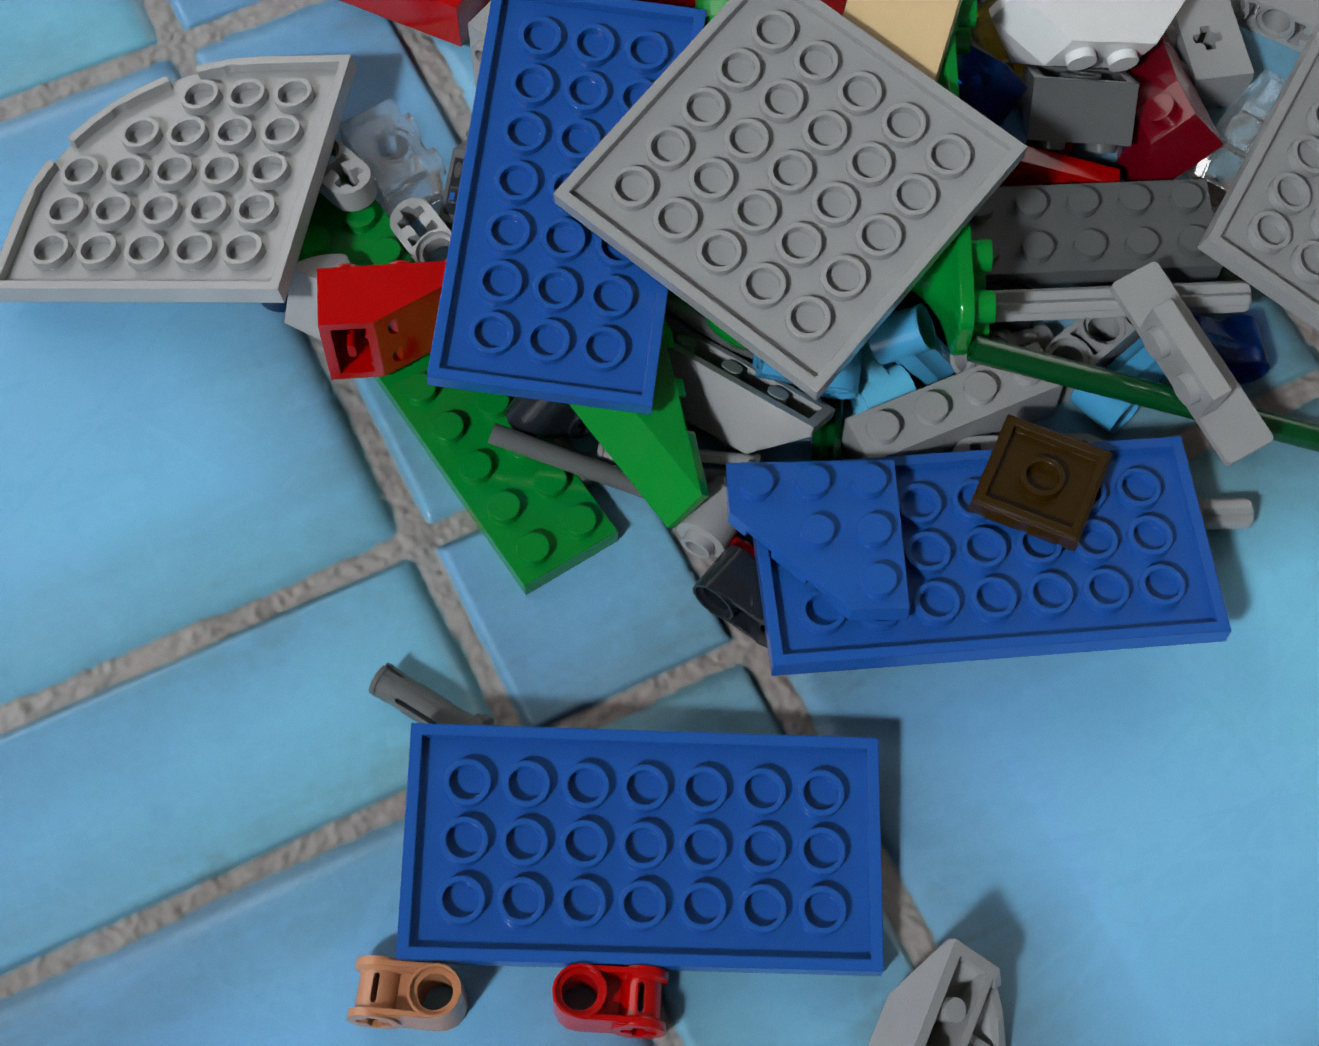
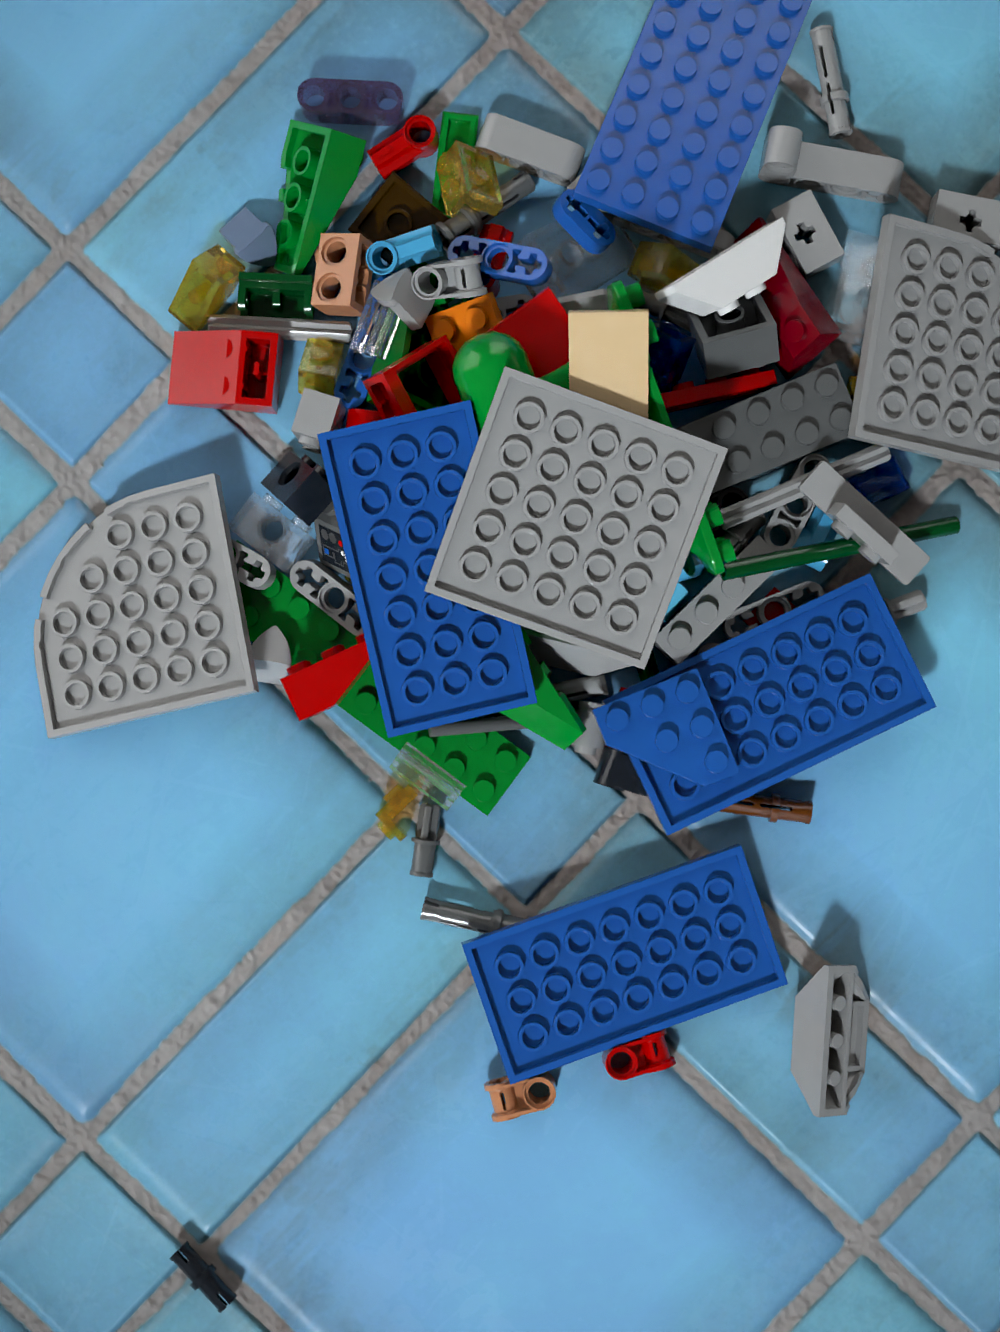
camera: 25 degrees left, 25 degrees up
(401, 528) = (396, 801): none -> clear yellow bracket
(423, 591) = (425, 840): none -> dark grey axle
(444, 107) = (300, 486): none -> black brick
(466, 499) = (427, 776): none -> clear tile
(927, 706) = (799, 810): none -> reddish brown pin
(1040, 482) = (792, 644): dark brown tile -> none

